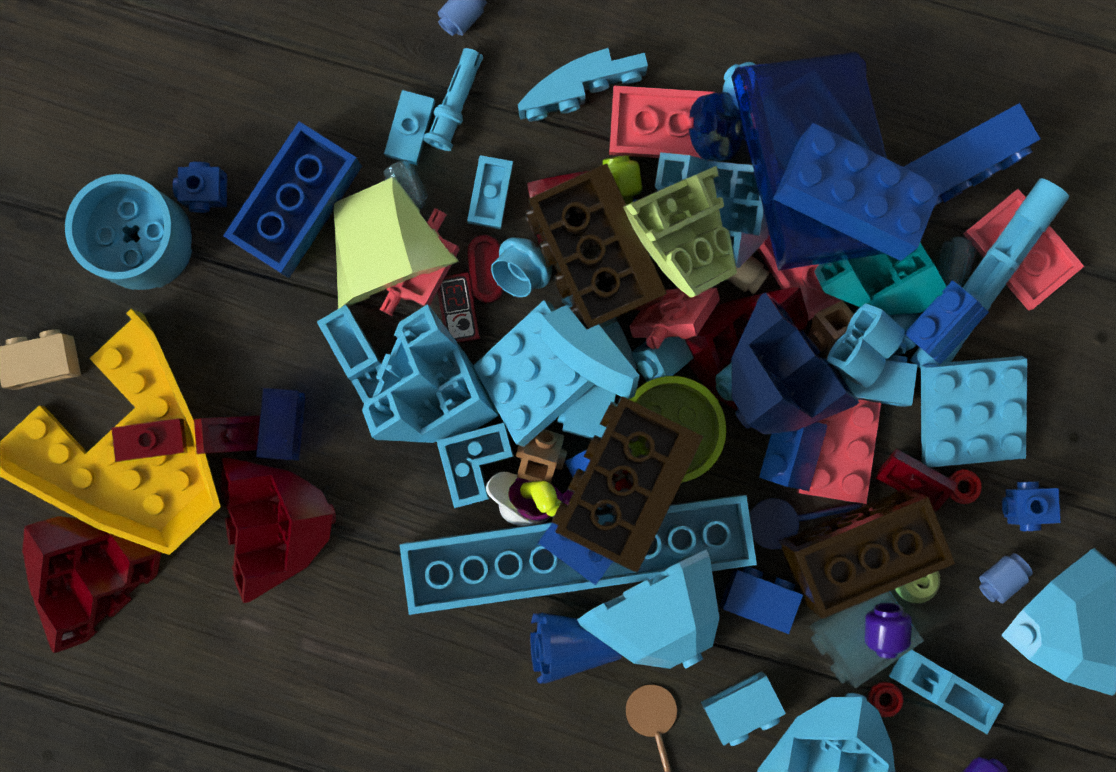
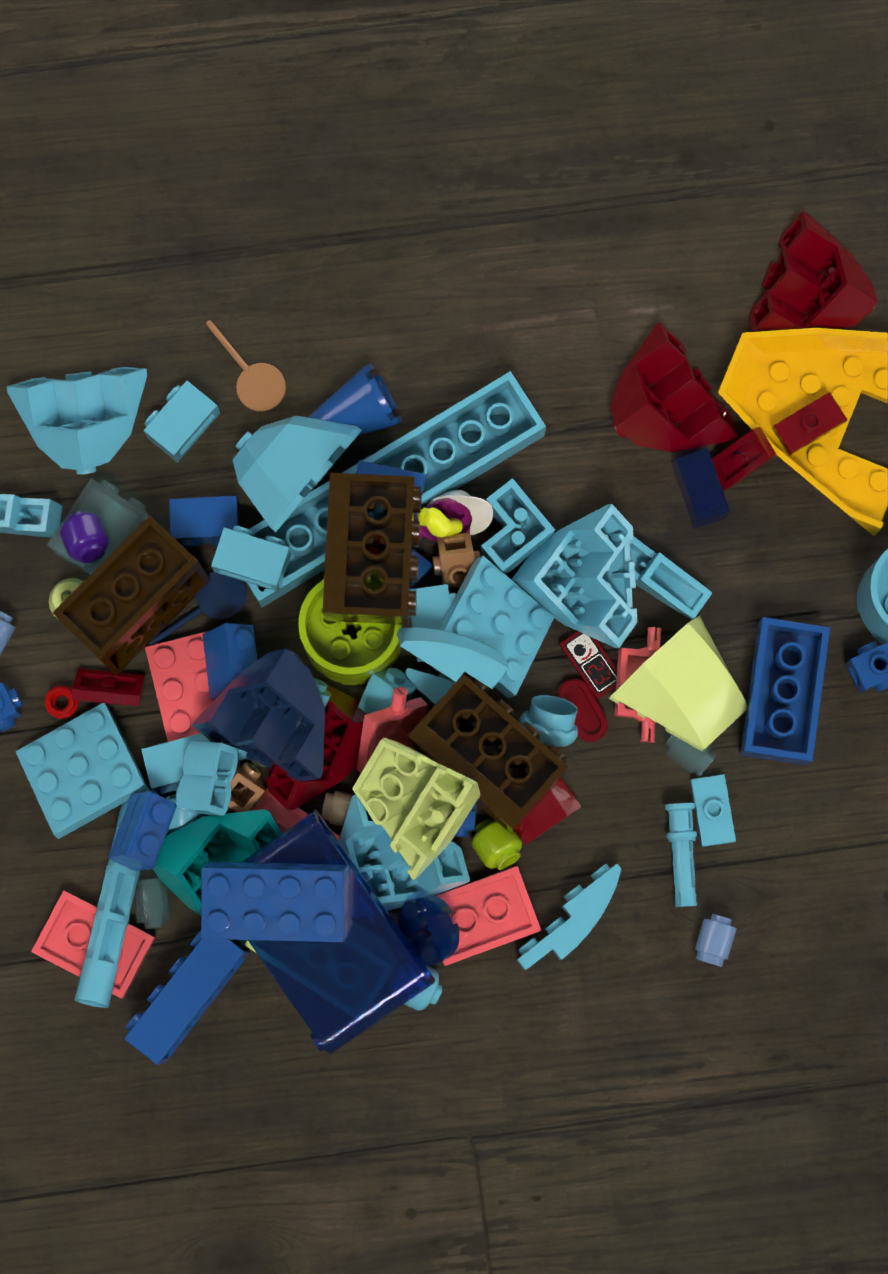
camera: 155 degrees right, 5 degrees down
(490, 192) = (610, 781): medium azure plate -> none
(738, 536) = (251, 558): none -> medium azure piece
(896, 698) = (57, 474): red plate -> none

